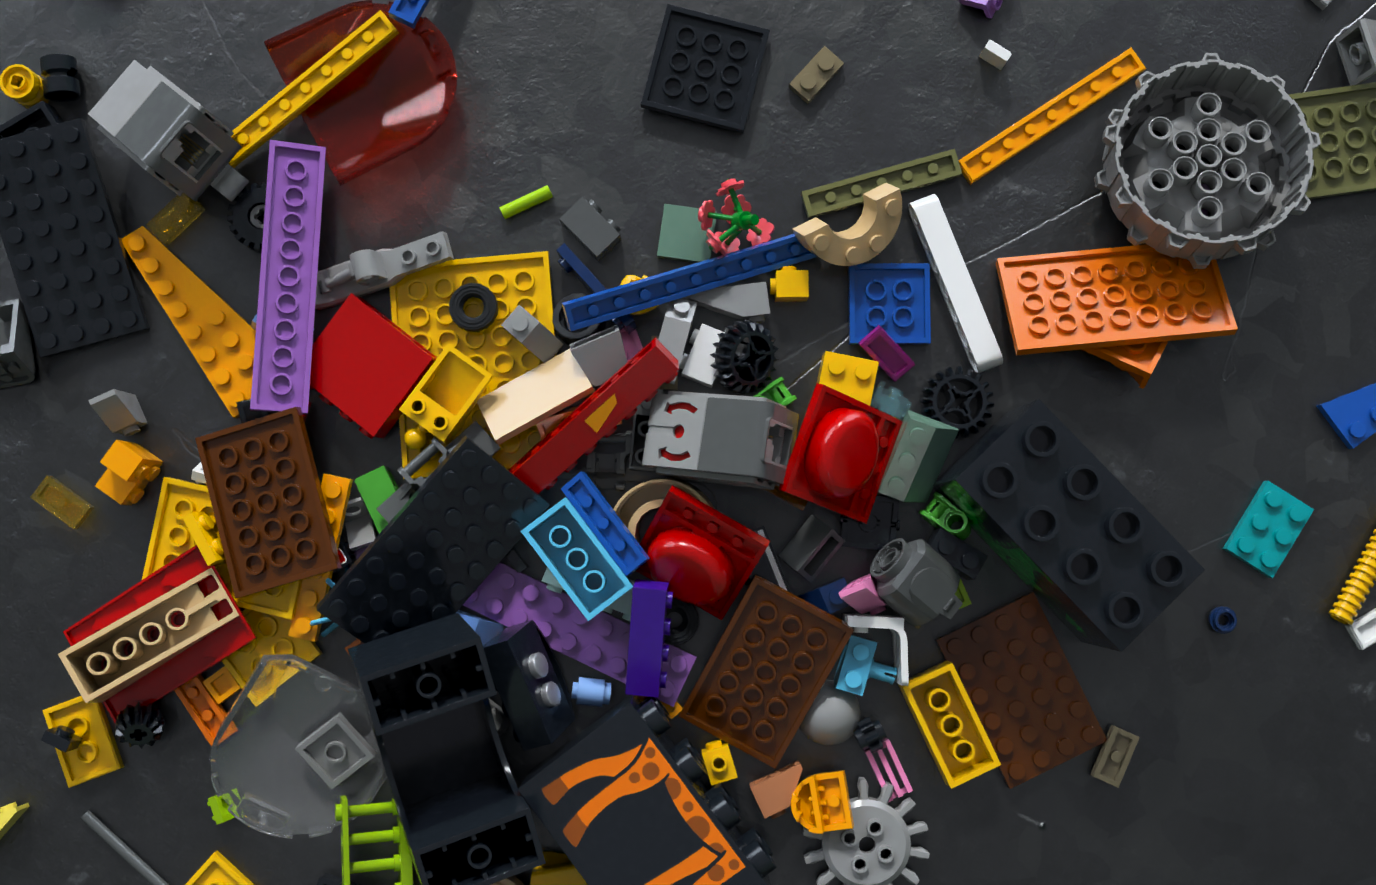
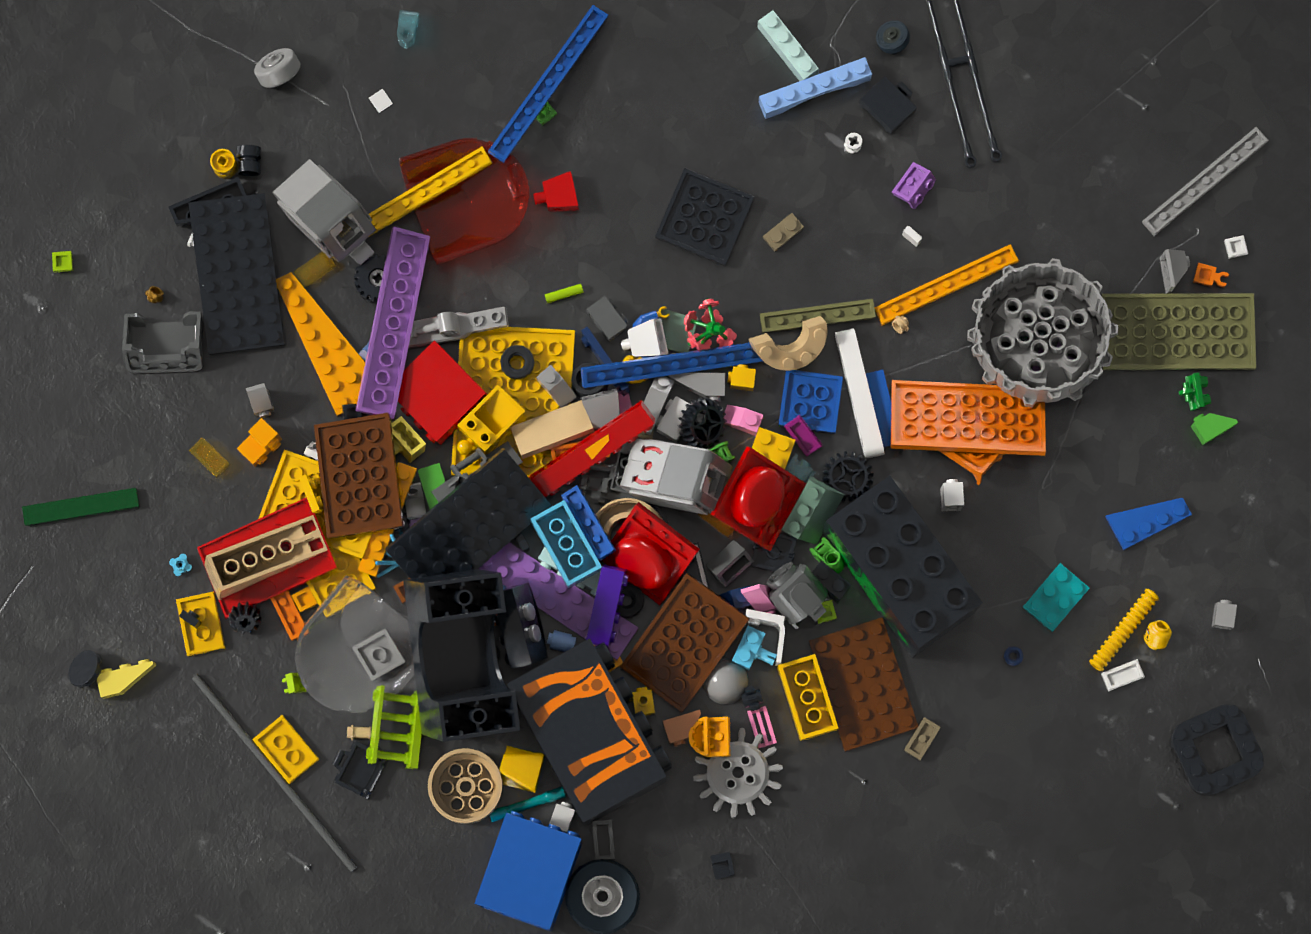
camera: 10 degrees right, 5 degrees down
(50, 659) = (175, 564): none -> medium azure plate
(325, 862) = (359, 732): none -> tan pin
(331, 440) = (407, 440): none -> light yellow brick
(498, 64) = (558, 194): none -> red torso
(650, 244) = (647, 336): none -> white torso
(800, 342) = (743, 419): none -> bright pink slope
(989, 295) = (881, 404): none -> blue tile
(997, 179) = (900, 324): none -> tan plate
(1108, 408) = (952, 495): none -> white brick

